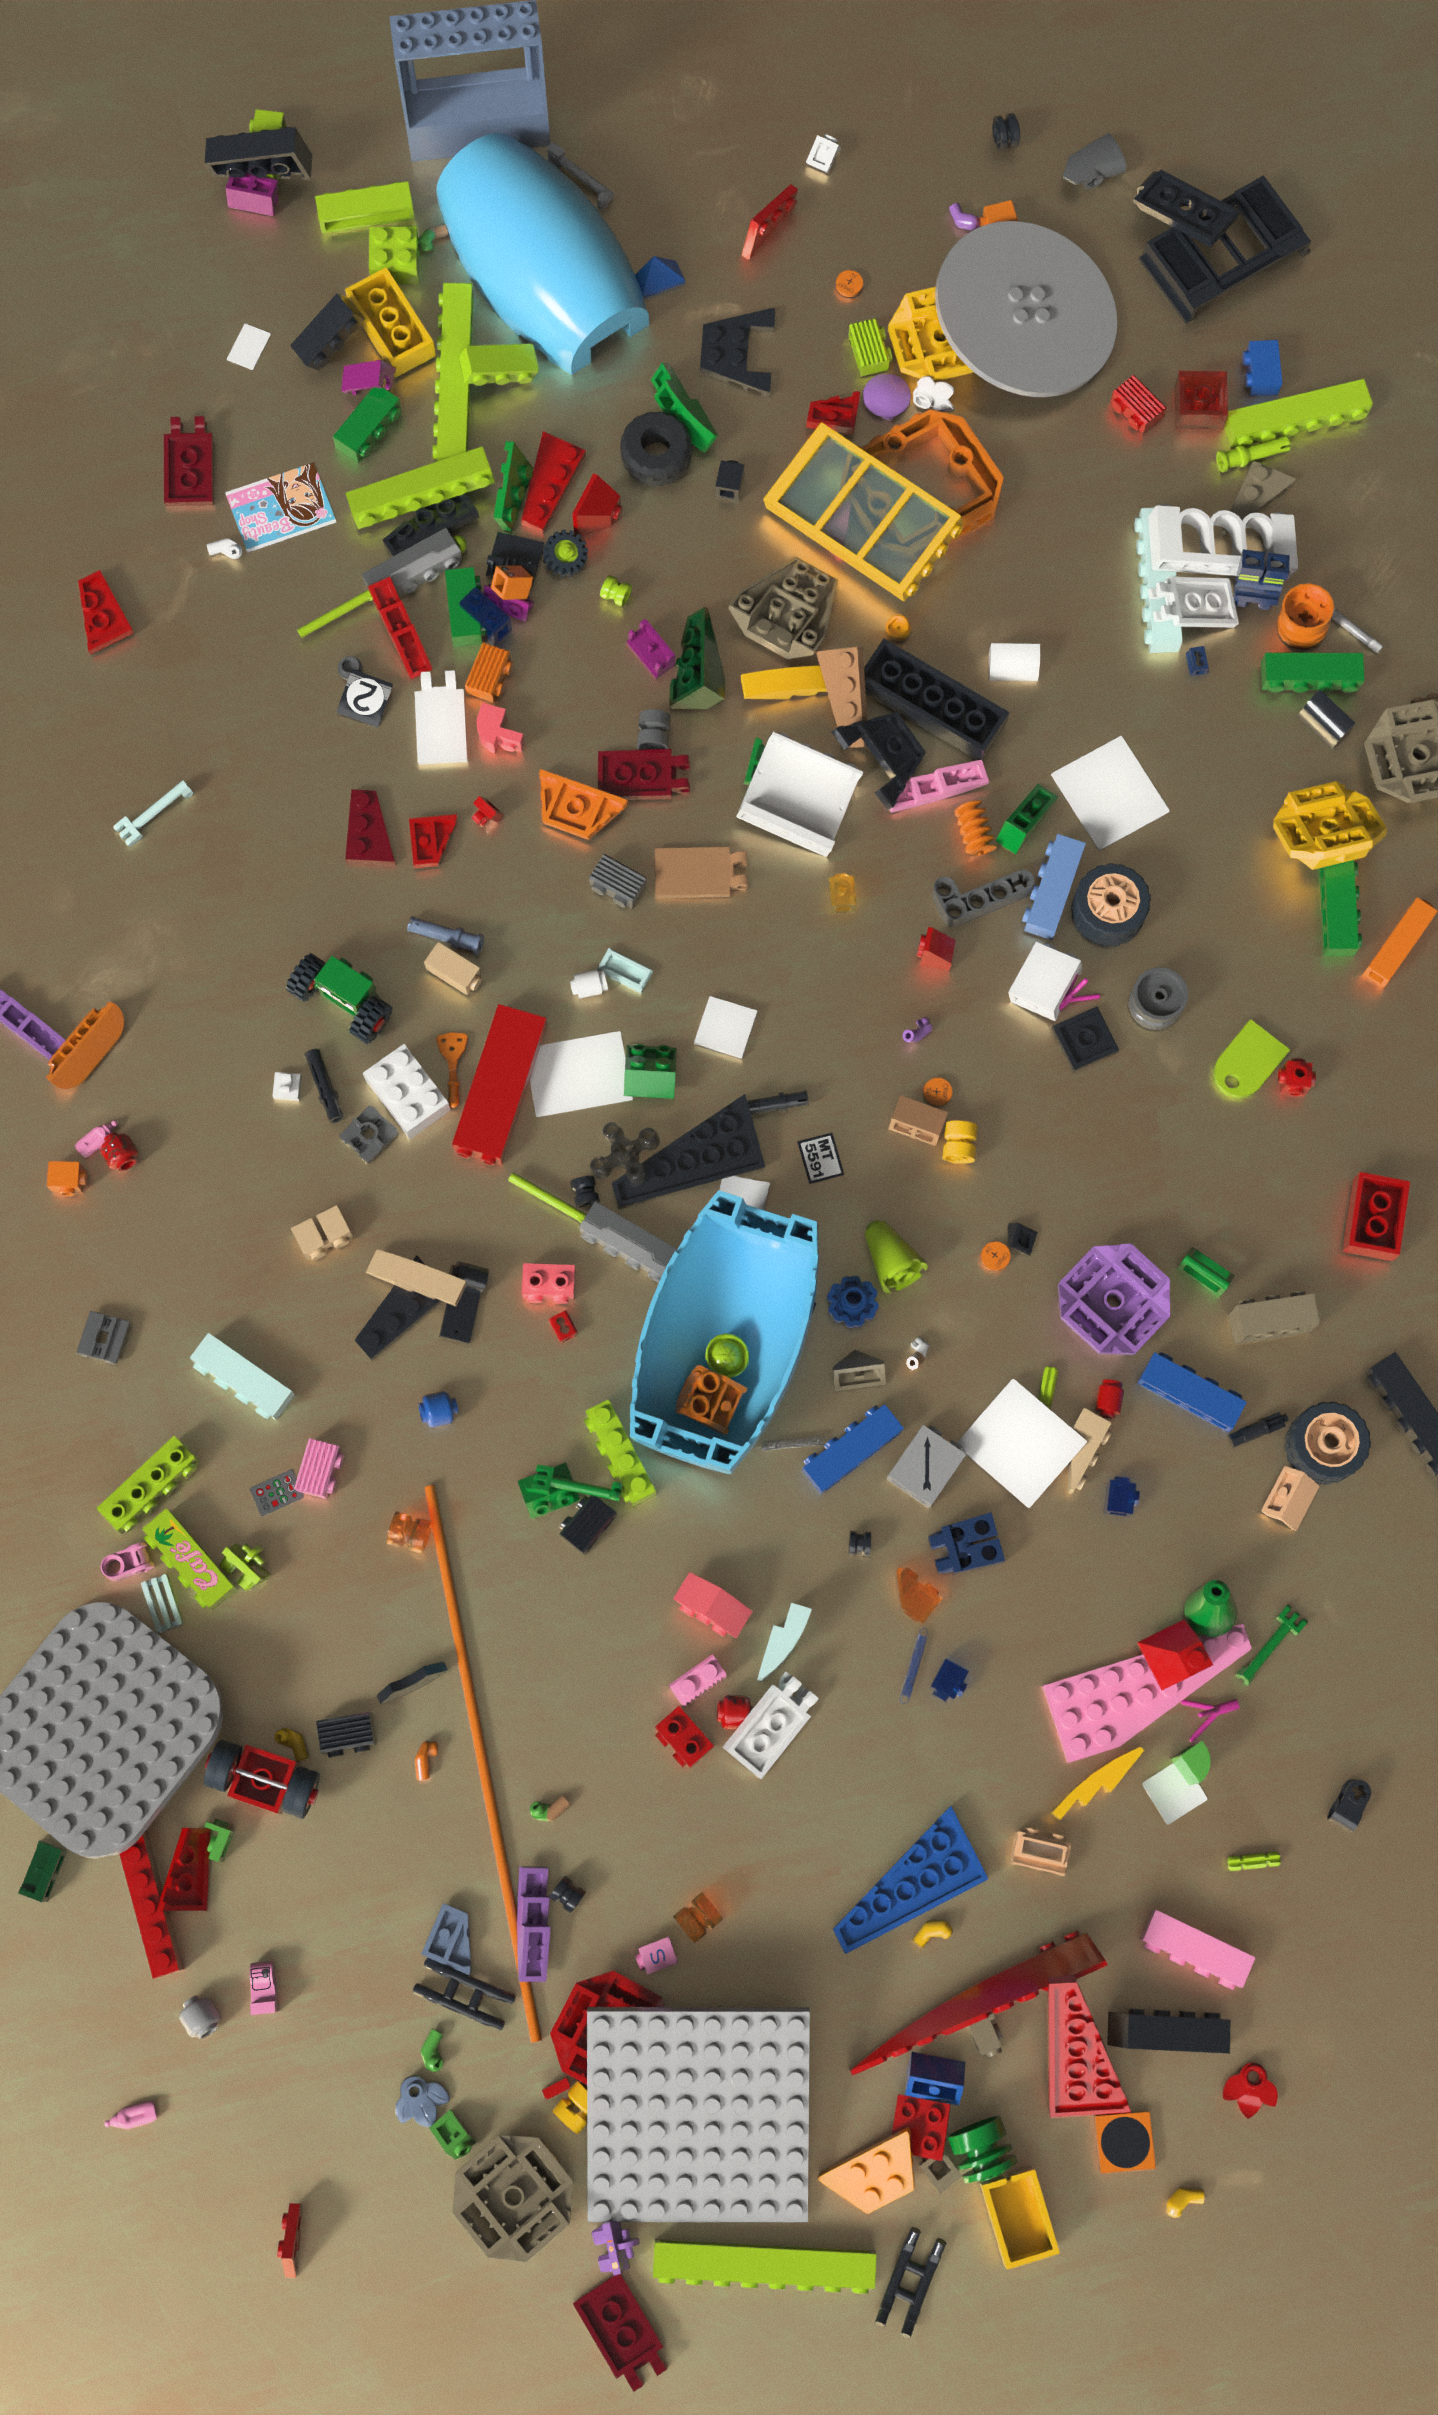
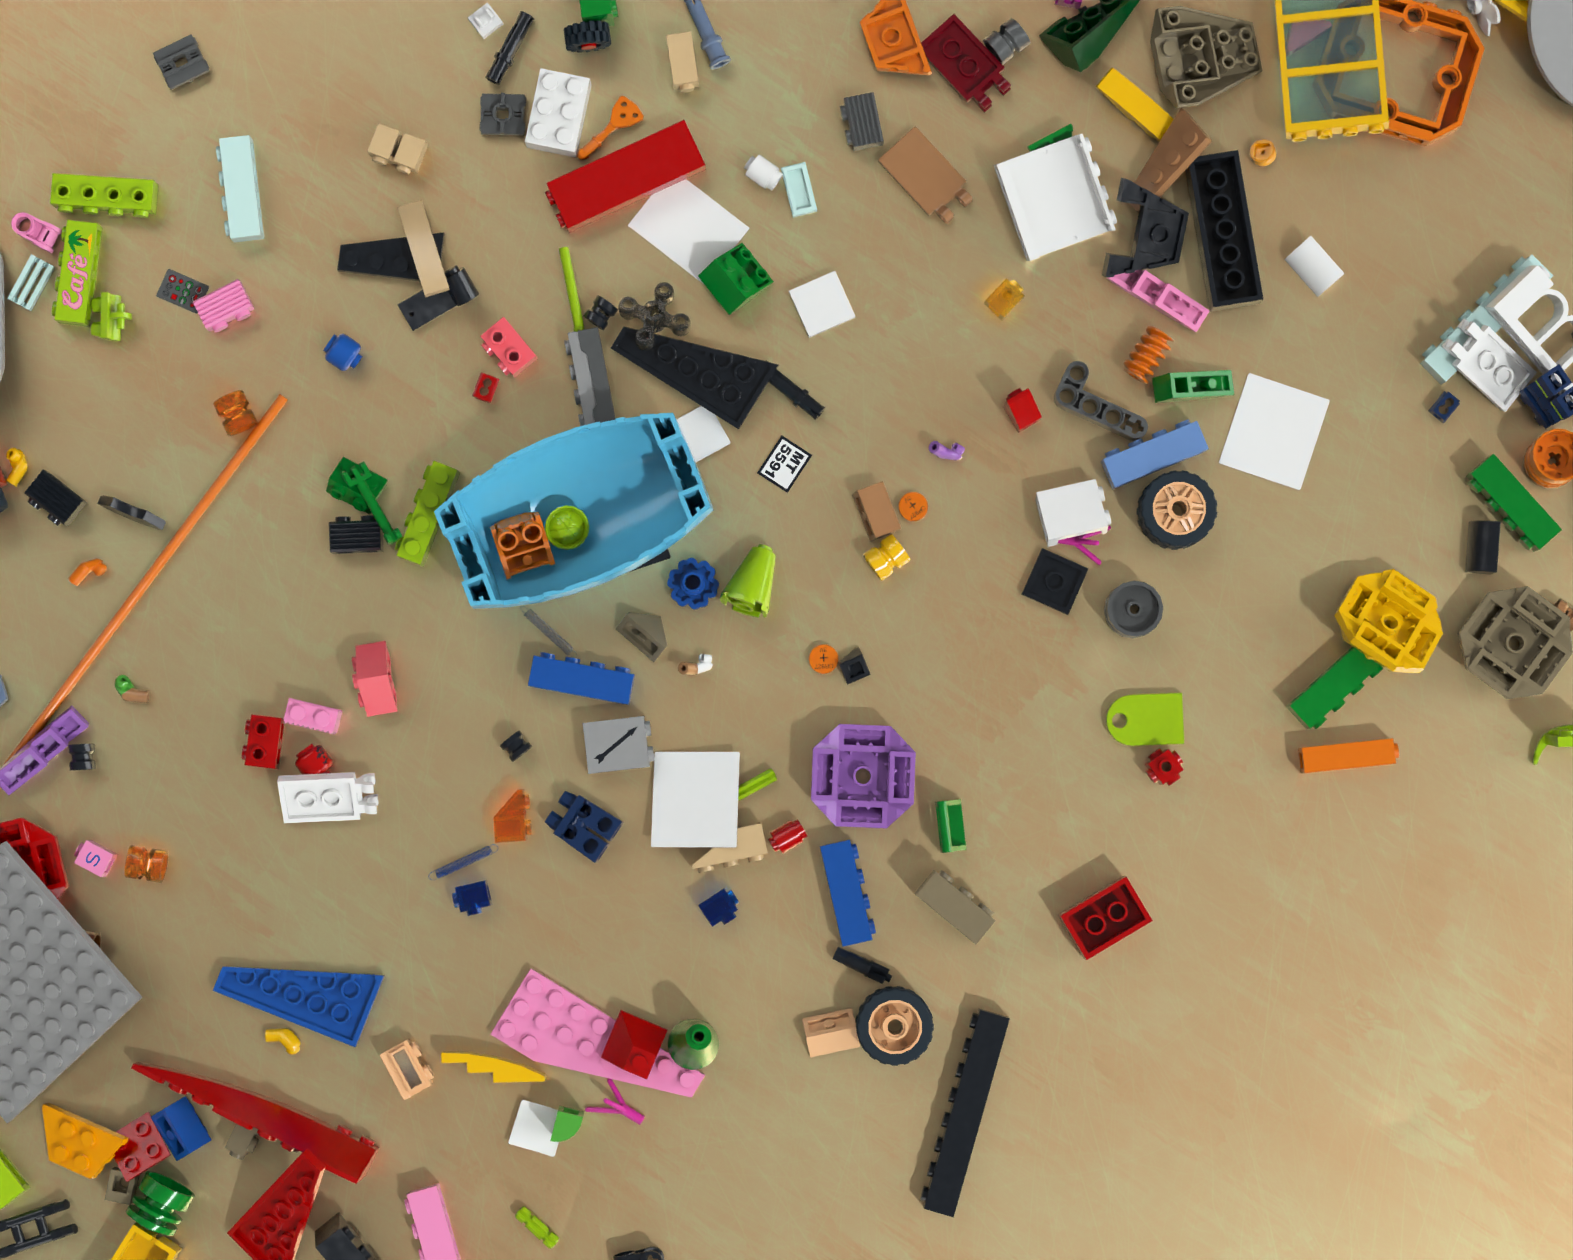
camera: 50 degrees right, 10 degrees up
(784, 1640) = (394, 752): light aqua slope -> none
(1287, 1624) = (710, 1109): green hinge -> none

